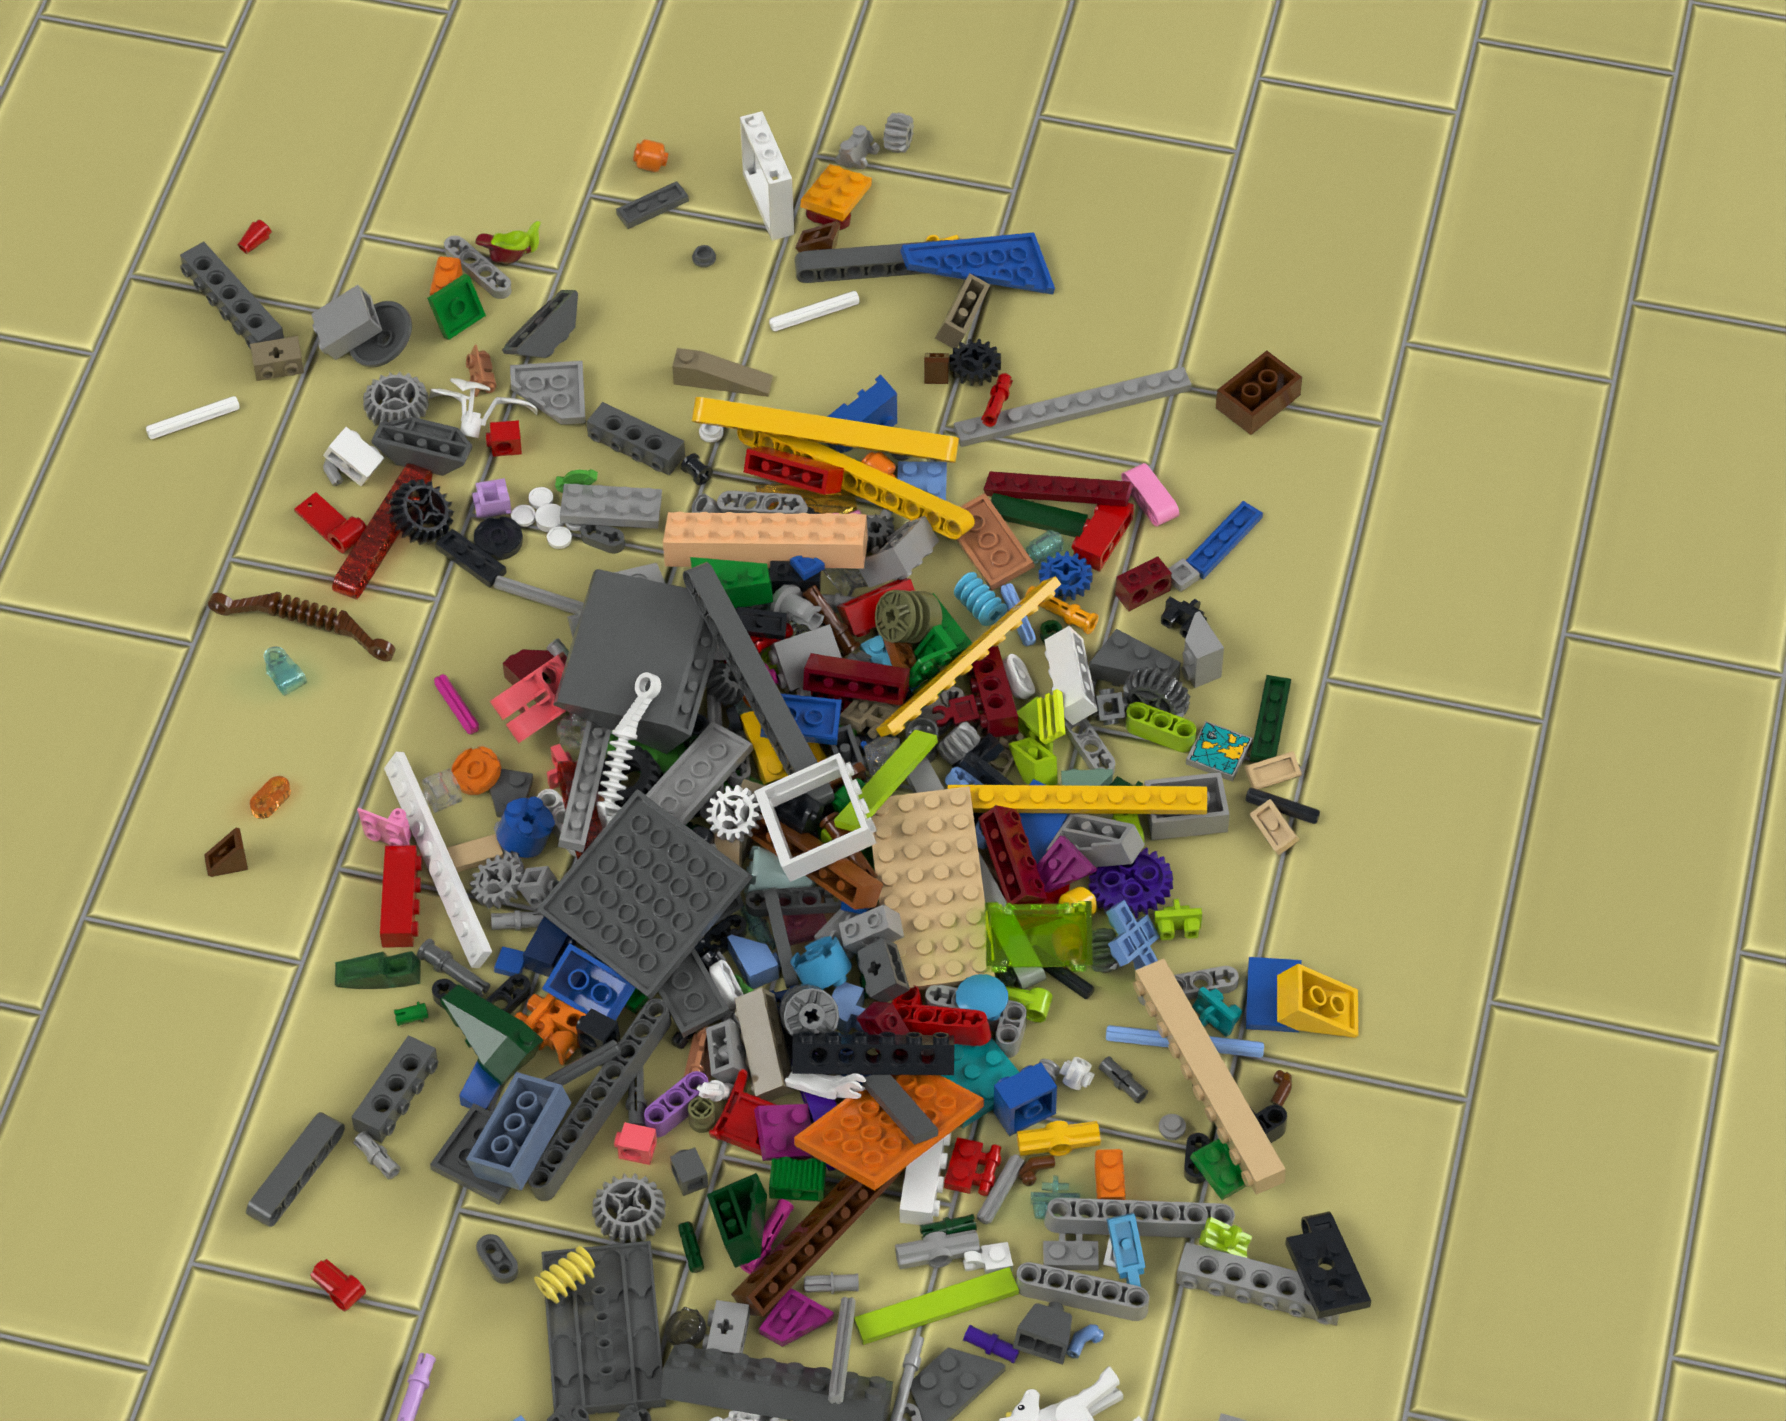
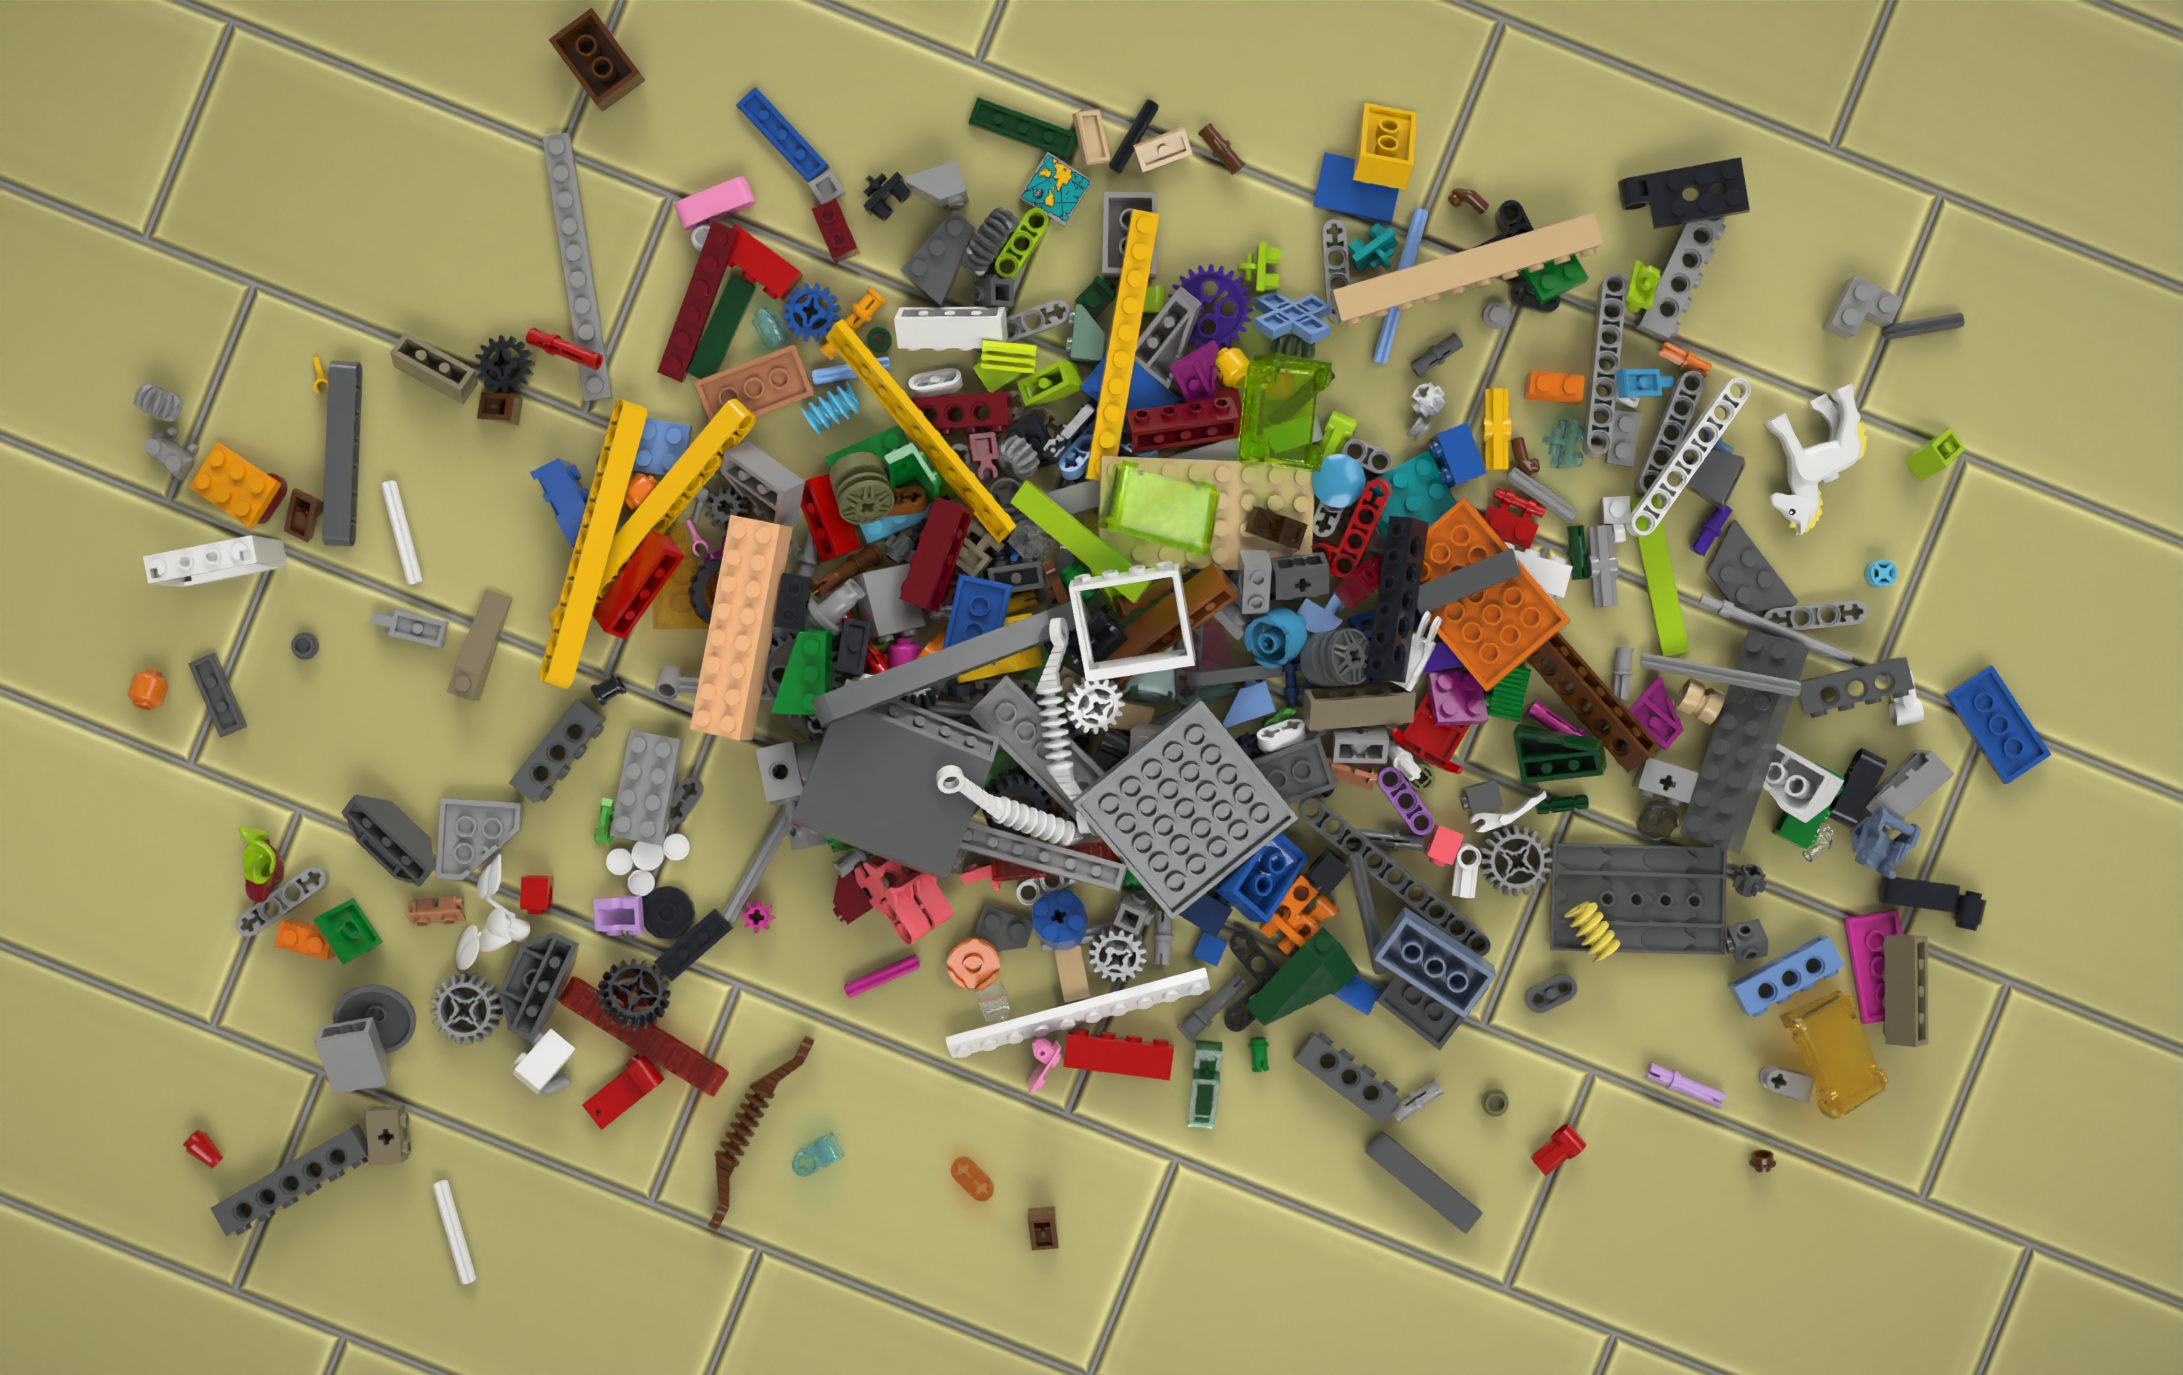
camera: 80 degrees left, 35 degrees up
(381, 1225) = (1495, 1102): none -> olive plate
(502, 601) = (751, 921): none -> dark pink gear
(610, 1165) = (1465, 874): none -> white piece
(683, 1209) = (1495, 820): none -> white arm
(731, 327) = (412, 627): none -> light grey hinge
(745, 769) = (1048, 686): none -> white piece
(763, 500) = (684, 624): light grey beam -> none
(806, 566) = (793, 588): blue tile -> none
(814, 1347) = (1698, 700): none -> tan wheel
(924, 832) = (1160, 509): none -> clear neon green windscreen
(926, 943) = (1276, 528): none -> dark brown slope
(997, 260) = (366, 321): blue wing -> none
(1065, 1304) = (1699, 450): none -> white beam
(1160, 1298) = (1684, 359): none -> orange axle
(1285, 875) = (1210, 134): none -> reddish brown pin

